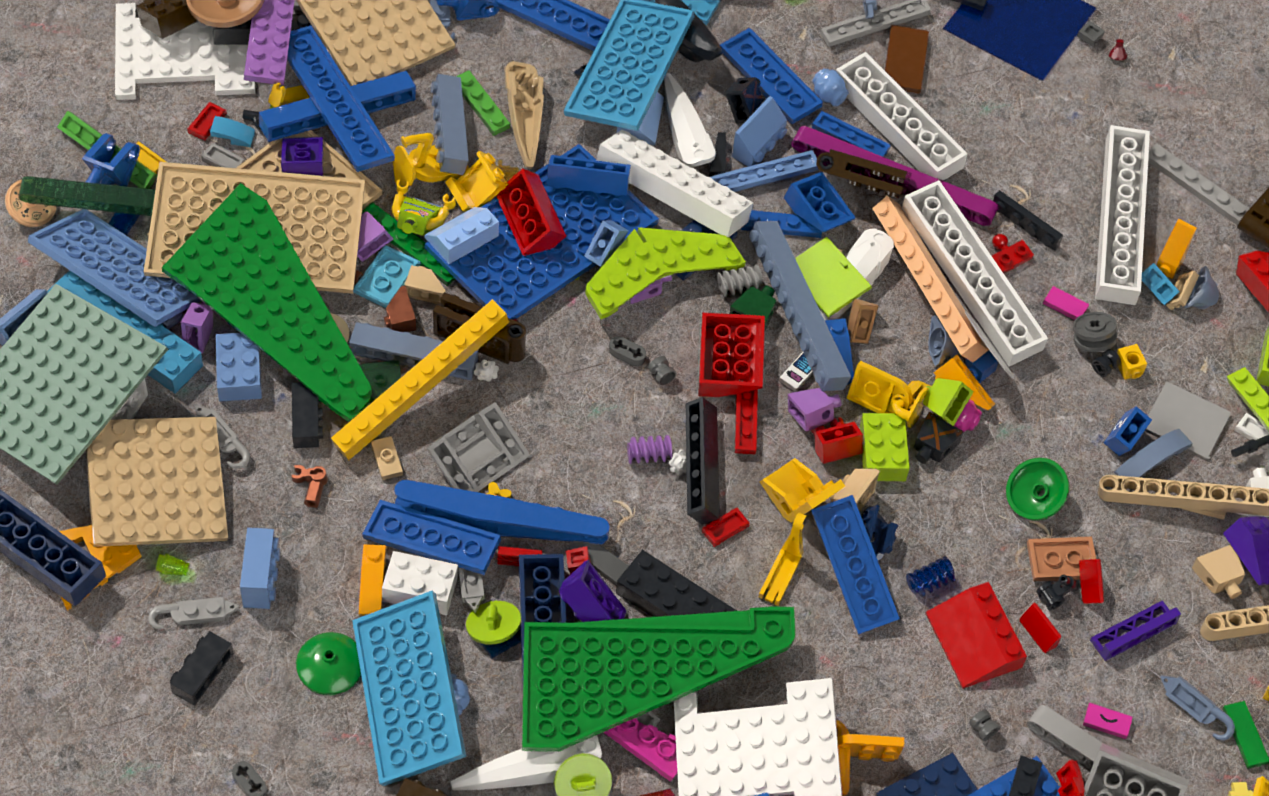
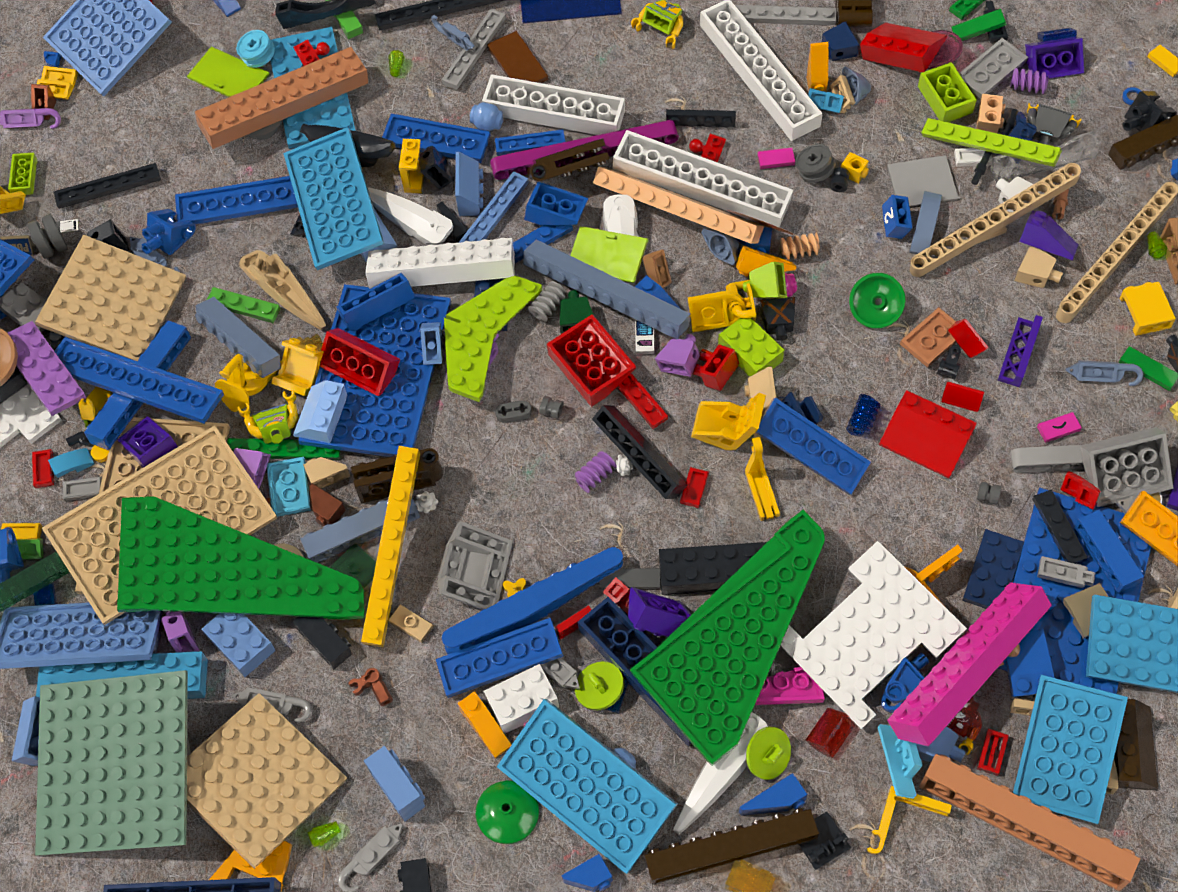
camera: 30 degrees left, 5 degrees up
(259, 141) = (99, 454): none -> yellow tile
(349, 760) = (589, 875): none -> blue slope
(719, 80) = (409, 166): none -> yellow panel
(1012, 394) = (800, 245): none -> light nougat piece
(1074, 107) = (663, 17): none -> torso
(1222, 242) = (840, 42): none -> dark blue torso

